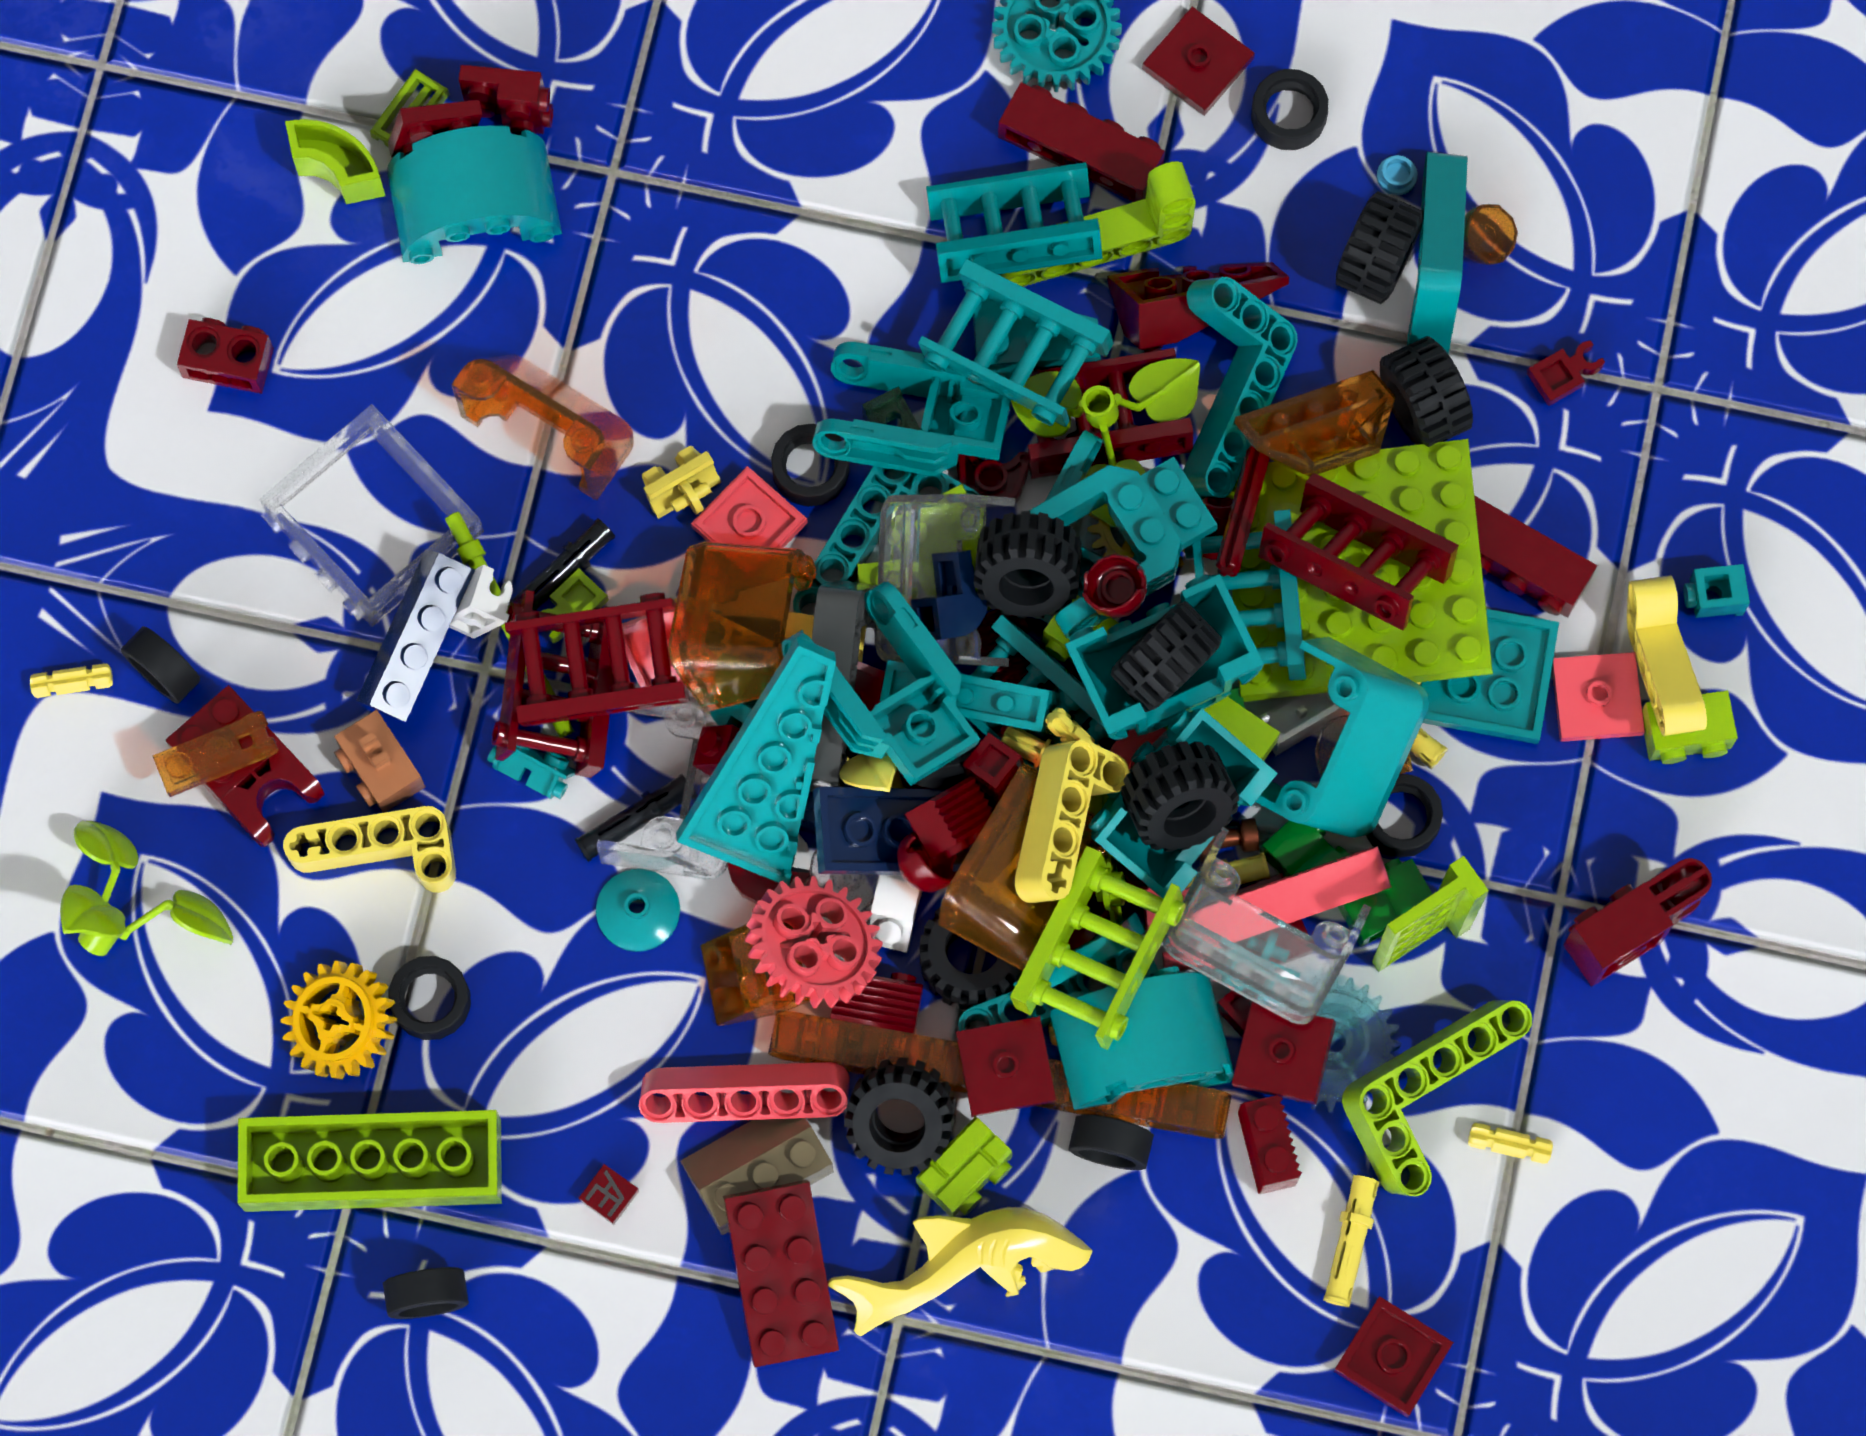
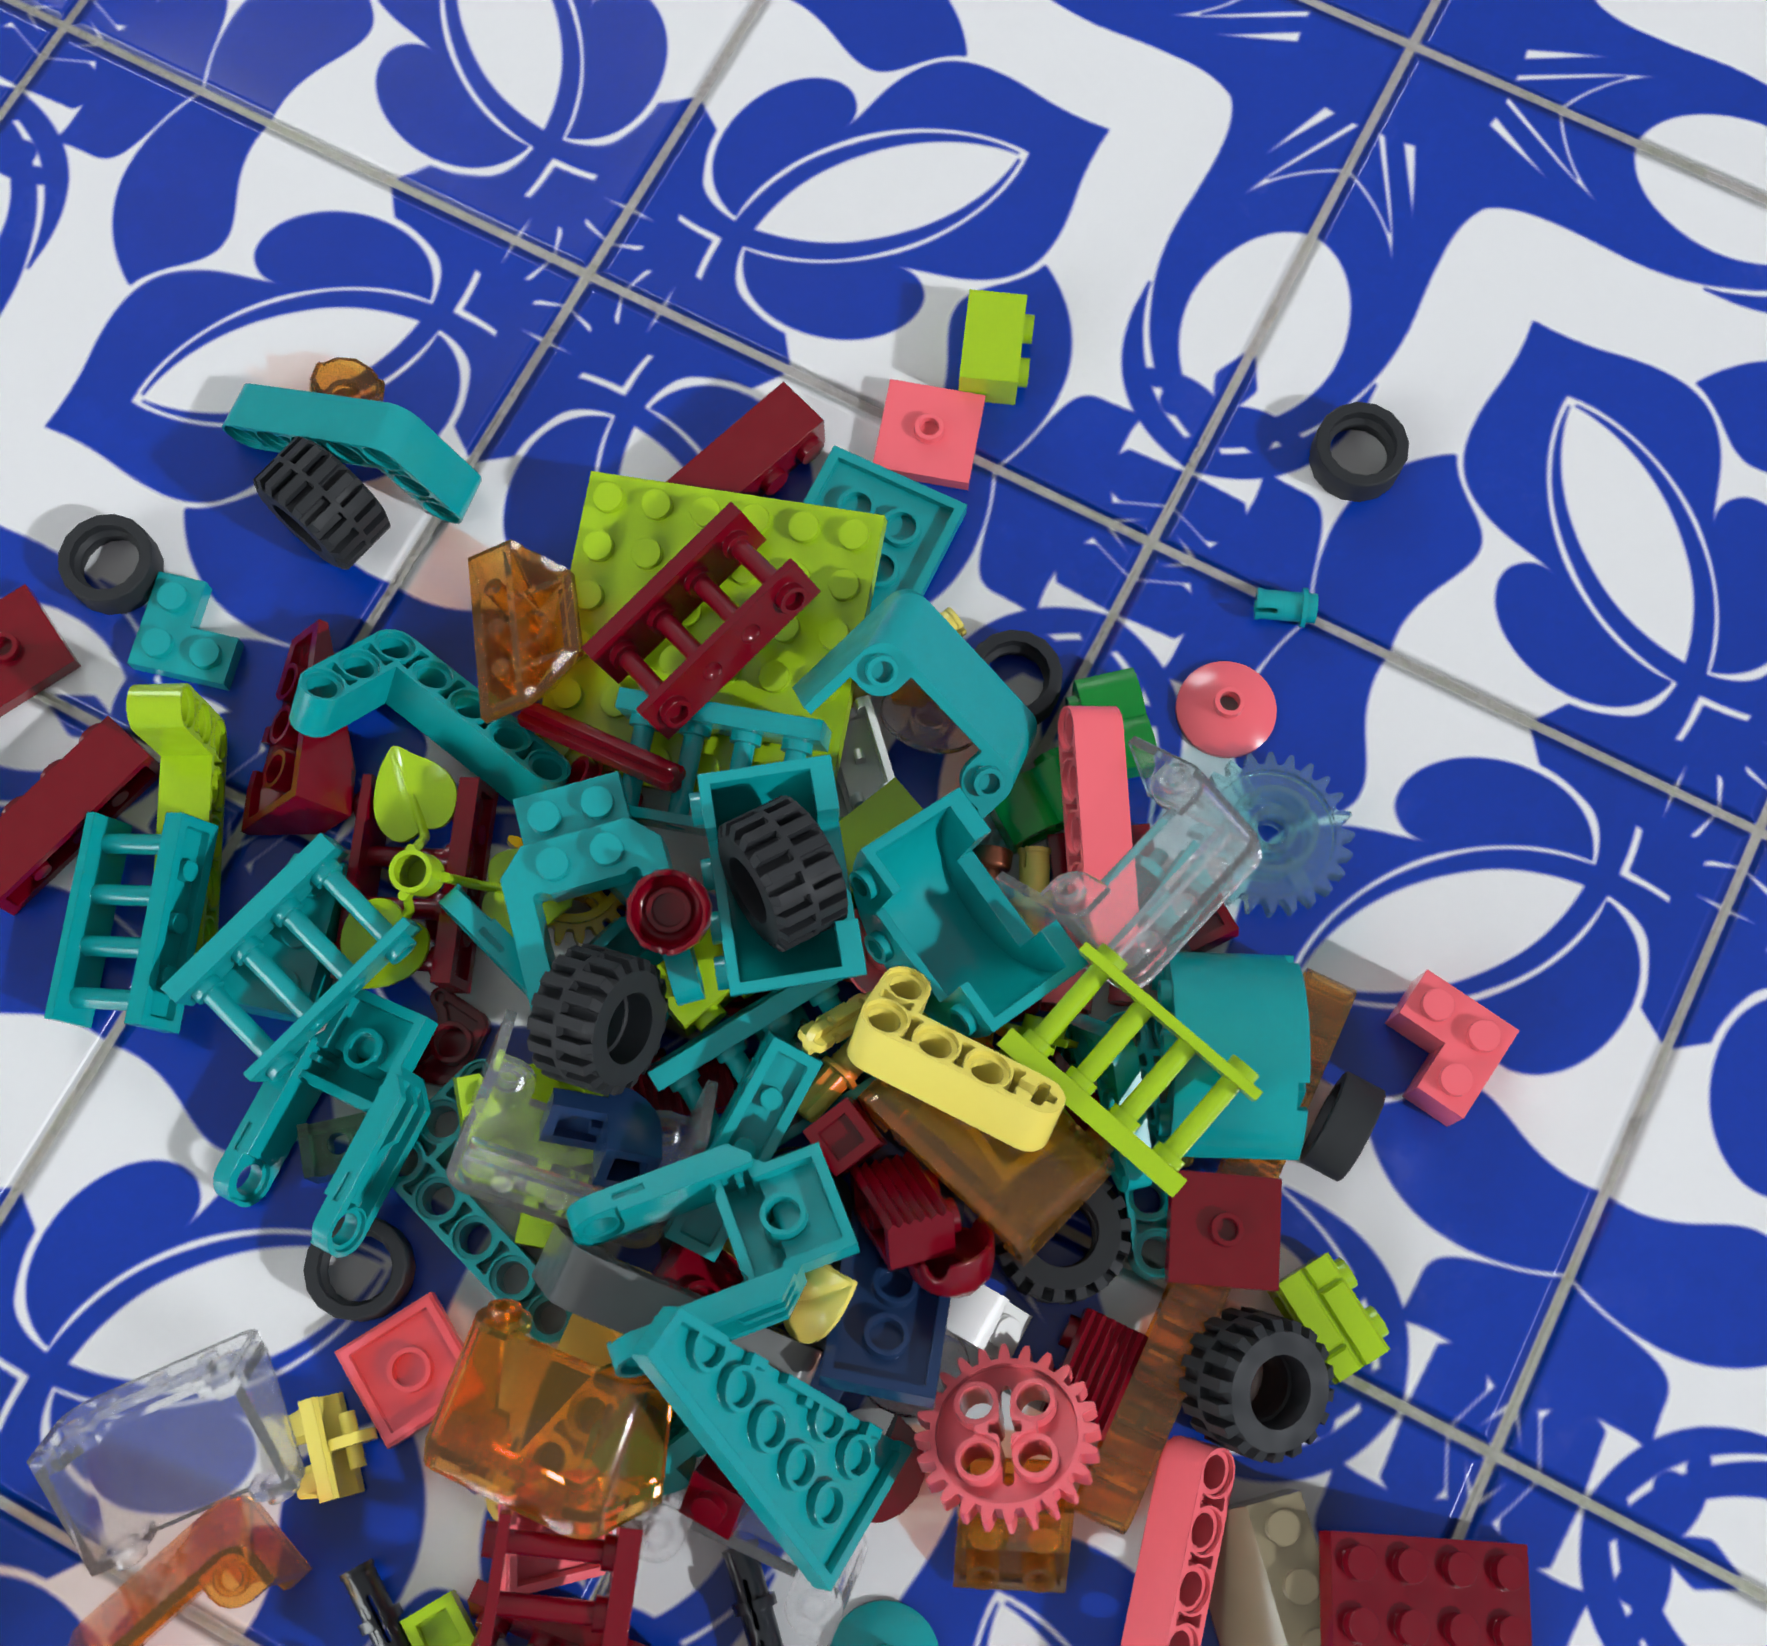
camera: 75 degrees left, 0 degrees up
(651, 377) = (169, 1450): none -> clear windscreen
(958, 1248) = (1444, 1316): light yellow piece -> none
(1179, 796) = (957, 912): black tyre -> none
(1198, 1227) = (1461, 1041): none -> coral brick
(1242, 174) = (171, 637): none -> teal plate
(1269, 1144) = (1379, 939): dark red brick -> none
(1283, 1055) = (1288, 891): dark red plate -> none
(1354, 1228) = (1491, 869): light yellow pin -> none
(1393, 1356) = (1655, 870): dark red plate -> none
(1397, 175) = (235, 470): medium azure plate -> none
(1422, 1079) = (1338, 747): lime beam -> none
(1426, 1011) = (1219, 730): none -> coral dish
(1428, 392) = (518, 496): black tyre -> none
(1451, 906) = (1169, 662): lime fence -> none
(1510, 1143) = (1426, 672): light yellow axle -> none
(1540, 1029) = (1286, 605): none -> teal pin
(1560, 375) = (539, 360): dark red plate -> none
(1635, 919) = (1213, 457): dark red brick -> none
(1663, 656) = (917, 342): light yellow beam -> none
(1717, 1030) = (1374, 421): none -> black tyre
(1727, 582) = (847, 272): teal brick -> none

